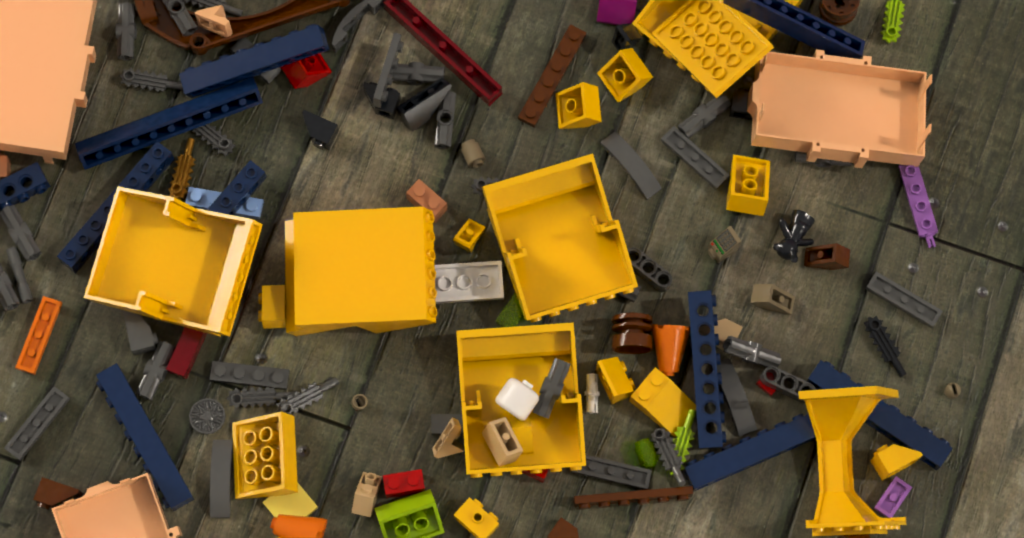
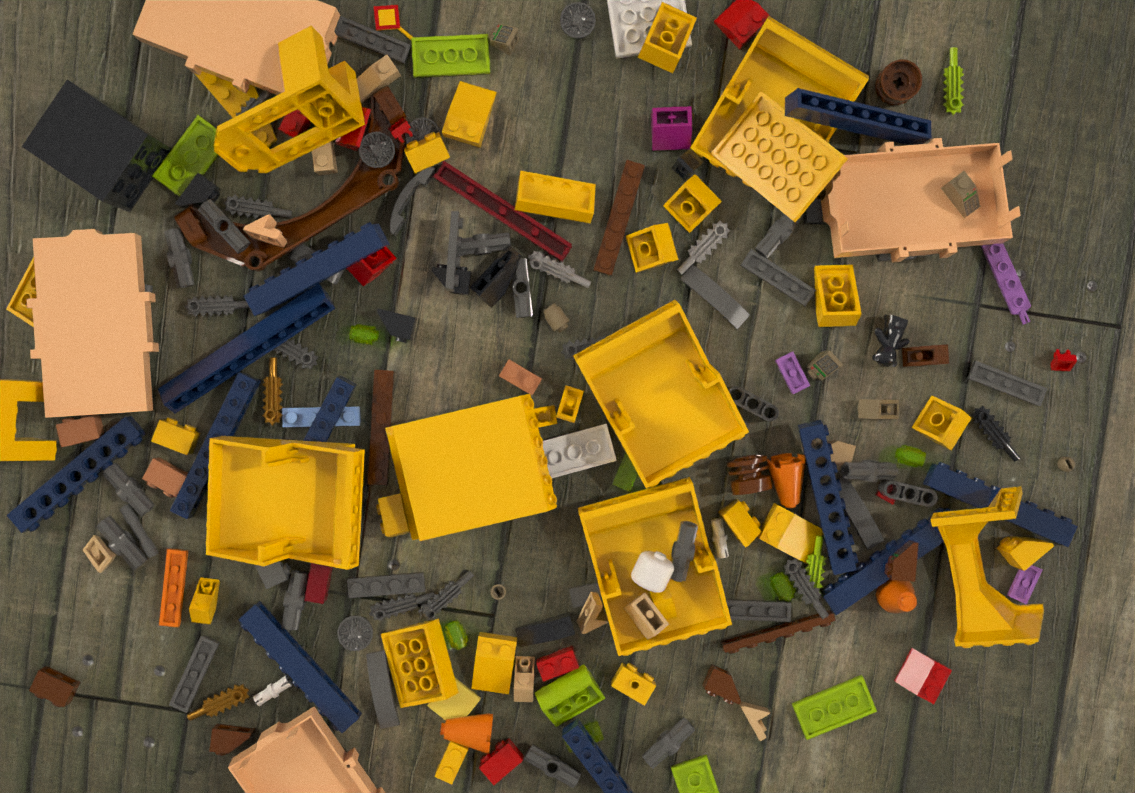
camera: 10 degrees left, 15 degrees up
(54, 458) = (219, 703): none -> pearl gold piece
(58, 226) = (165, 476): none -> nougat brick
(66, 353) = (204, 601): none -> yellow slope
(80, 192) = (175, 436): none -> yellow brick
(110, 456) = (272, 690): none -> white pin
(282, 212) = (380, 420): none -> reddish brown plate
(284, 133) = (363, 334): none -> clear neon green brick
(308, 436) = (456, 635): none -> clear neon green brick
(339, 472) = (494, 662): none -> yellow slope
(399, 449) = (546, 630): none -> black slope
(443, 243) = (546, 415): none -> yellow slope
(483, 109) = (558, 270): none -> light grey piece
(495, 43) = (555, 197): none -> yellow slope
(622, 121) = (704, 246): none -> light grey piece
(693, 249) = (792, 372): none -> medium lavender plate
(759, 485) = (896, 596): none -> orange cone
(769, 446) = (903, 563): none -> reddish brown slope
(796, 350) = (910, 456): none -> clear neon green brick
(833, 324) = (941, 422): none -> yellow slope
(885, 112) = (962, 194): none -> dark tan slope
(962, 289) = (1063, 362): none -> red tile

